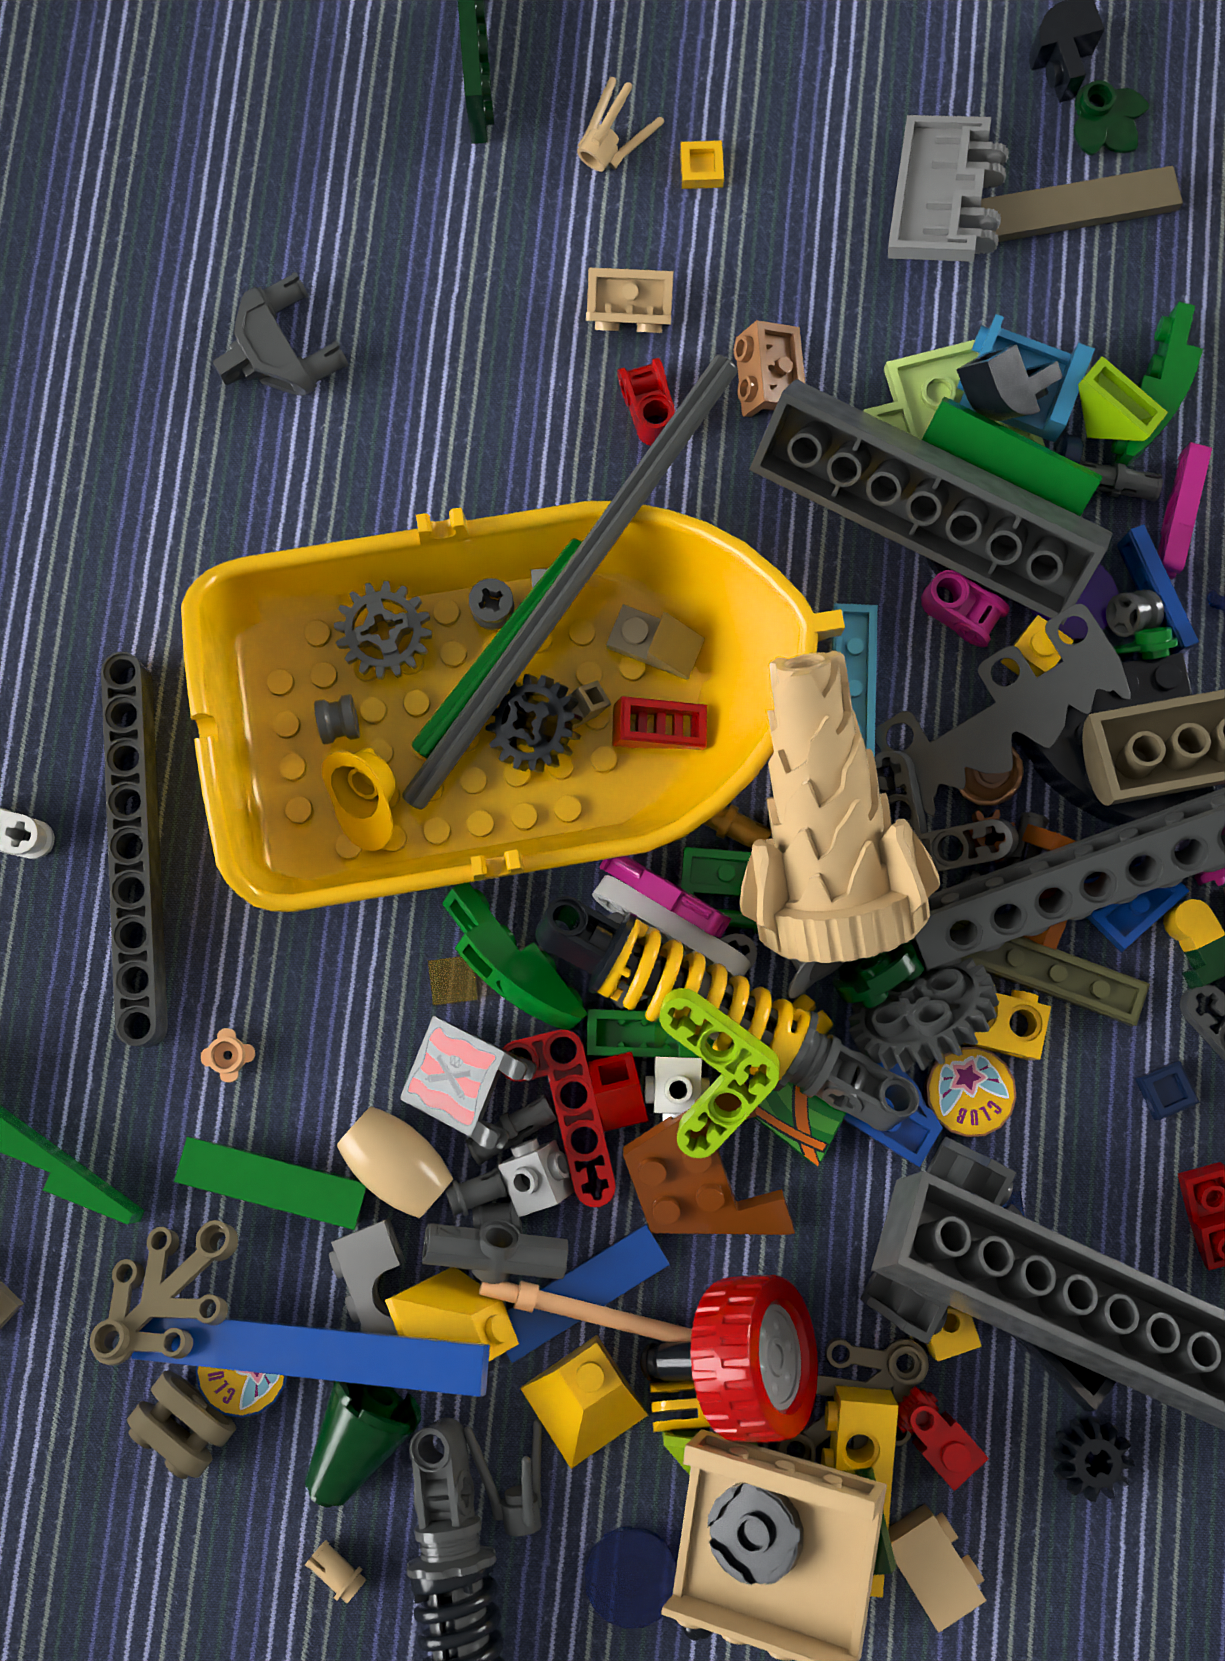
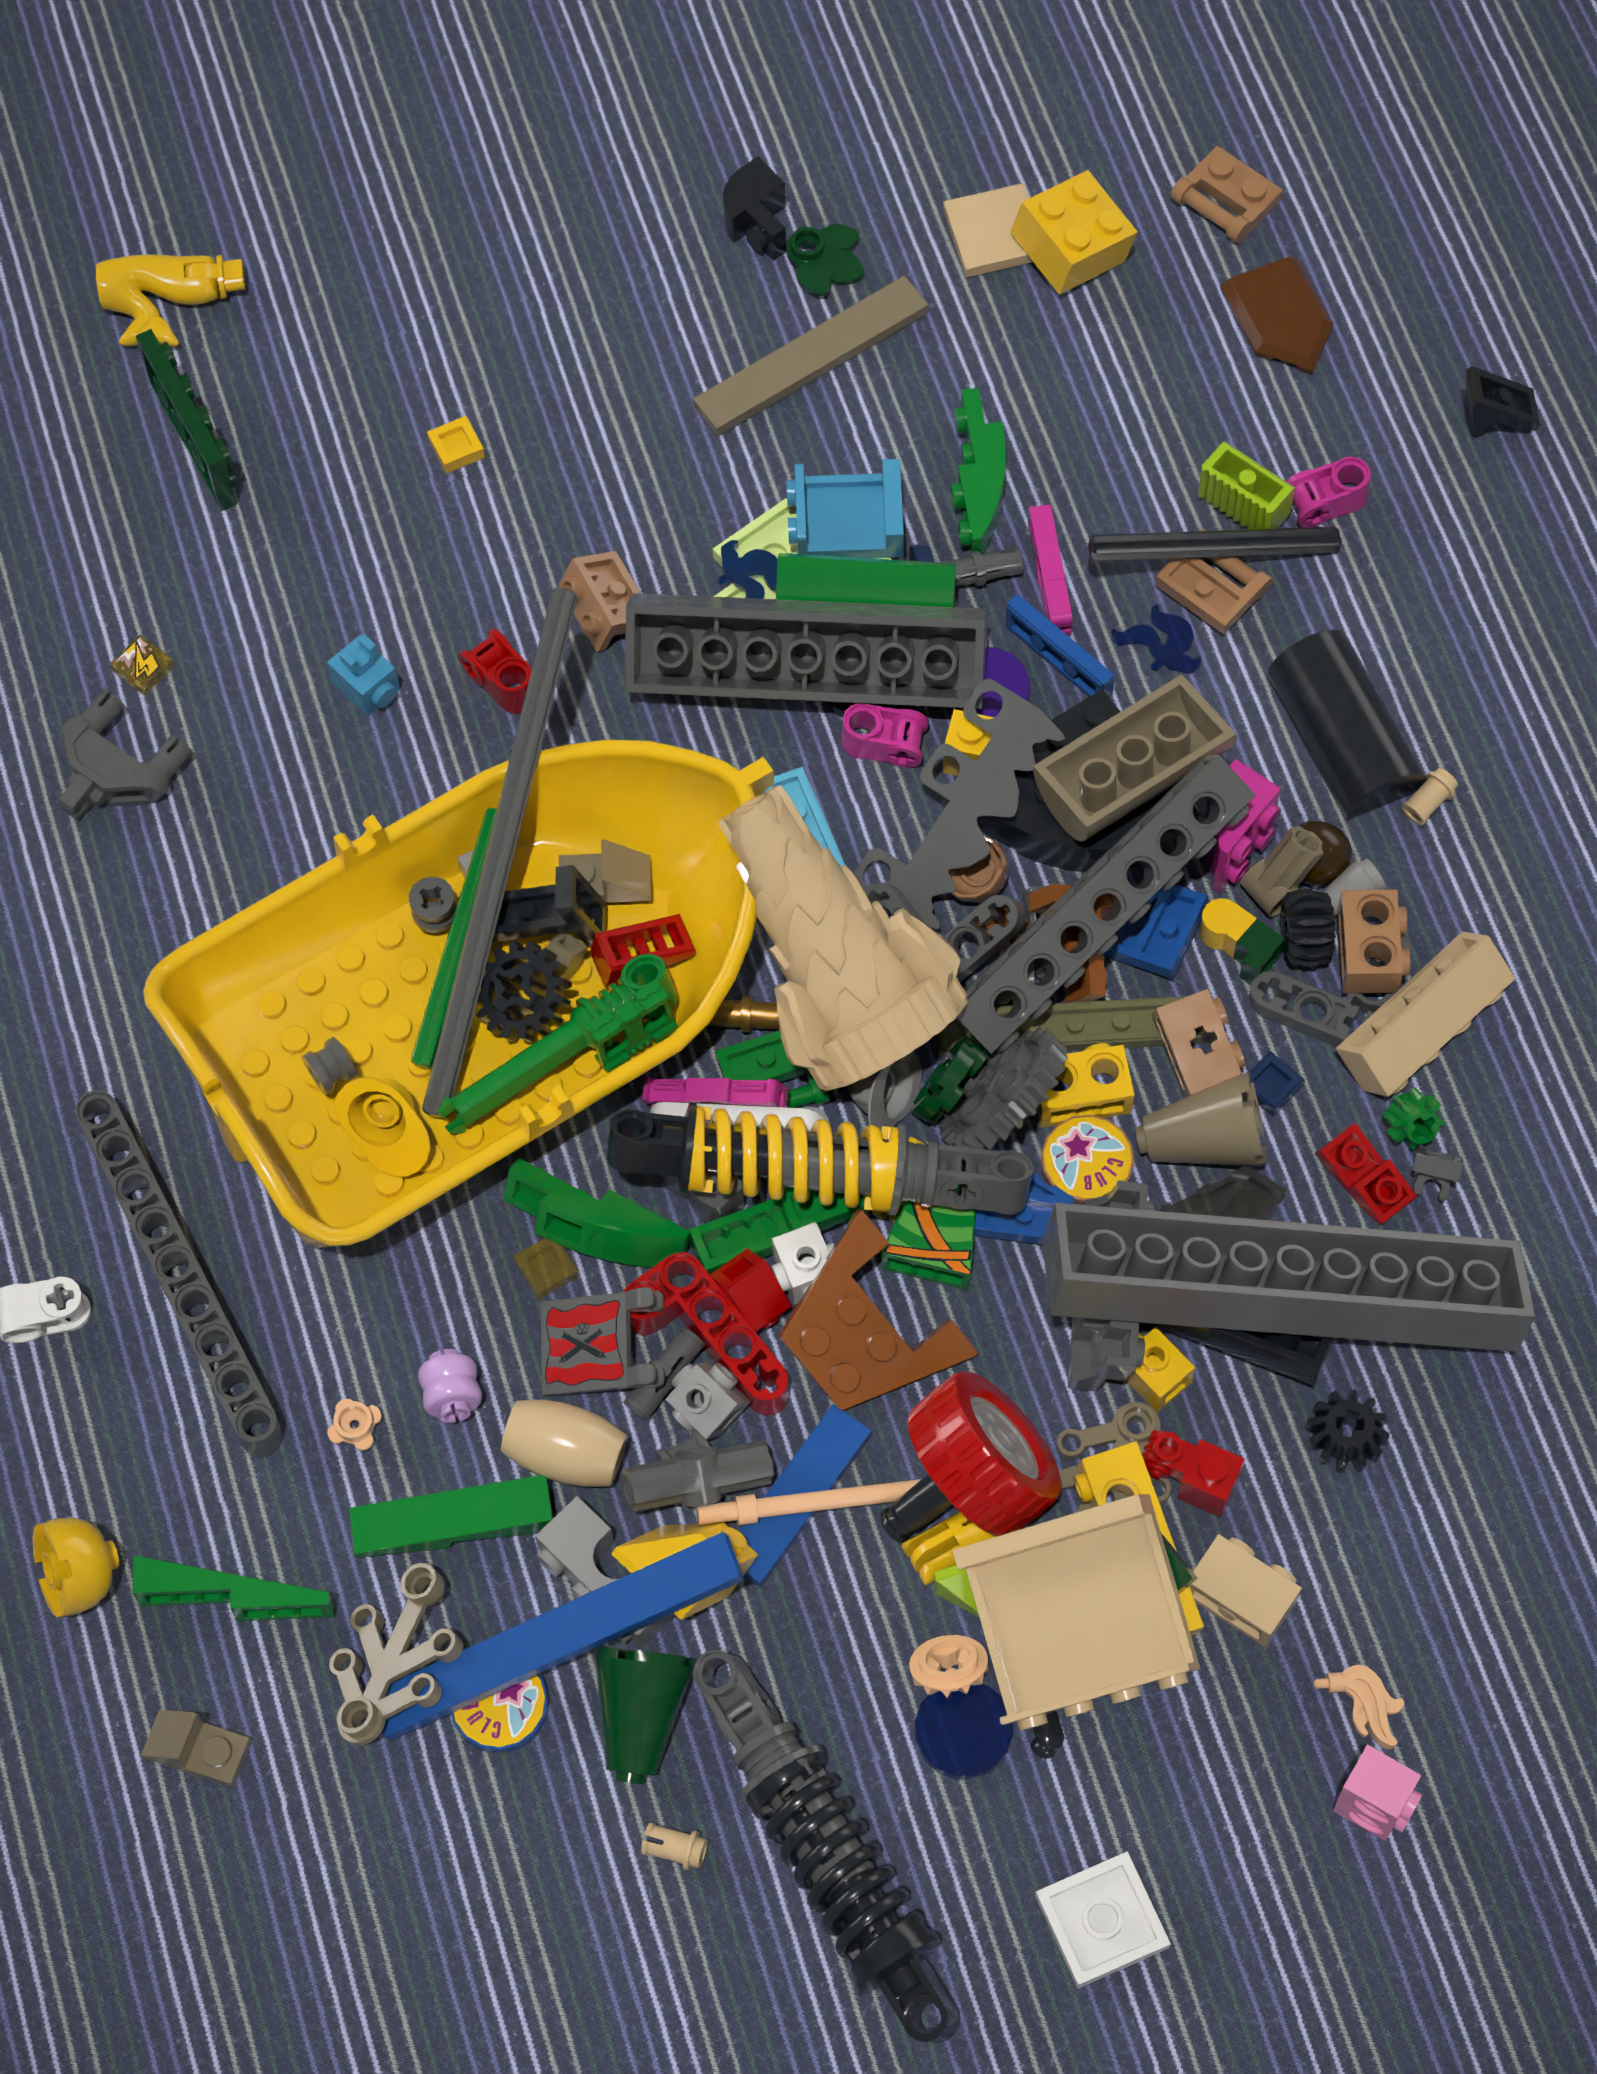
camera: 20 degrees left, 15 degrees down
(155, 1429) = (475, 1798): dark tan brick -> none
(320, 1060) = (449, 1385): none -> lavender piece
(341, 261) = (142, 664): none -> clear yellow tile
(363, 636) = (328, 952): dark grey gear -> none
(475, 1192) = (653, 1436): dark grey pin -> none
(522, 1502) = (827, 1704): dark grey plant -> none
(527, 354) = (364, 675): none -> dark azure brick
(582, 781) = (557, 1045): none -> green piece
(584, 1401) = (845, 1587): yellow slope -> none
(593, 657) = (552, 909): none -> black bracket
(599, 144) = (350, 465): tan plant -> none
(630, 298) = (441, 587): tan bracket -> none
(641, 791) = (630, 1020): none -> green piece
(645, 1498) = (945, 1652): none -> light nougat gear
(732, 1063) = (841, 1189): lime beam -> none
(755, 1534) = (1053, 1604): tile -> none
(916, 392) = (752, 563): none -> clear blue piece
(941, 189) = (695, 376): light grey hinge -> none
(1001, 385) = (827, 523): black brick -> none
(1074, 1197) = (1240, 1195): none -> clear smoke wing
(1094, 1117) = (1207, 1127): none -> dark tan cone
(1107, 1011) = (1178, 1028): none -> medium nougat brick
(1116, 406) = (942, 501): lime slope -> none
(1134, 612) = (1045, 674): dark grey wheel -> none
(1151, 643) = (1067, 693): green plate -> none

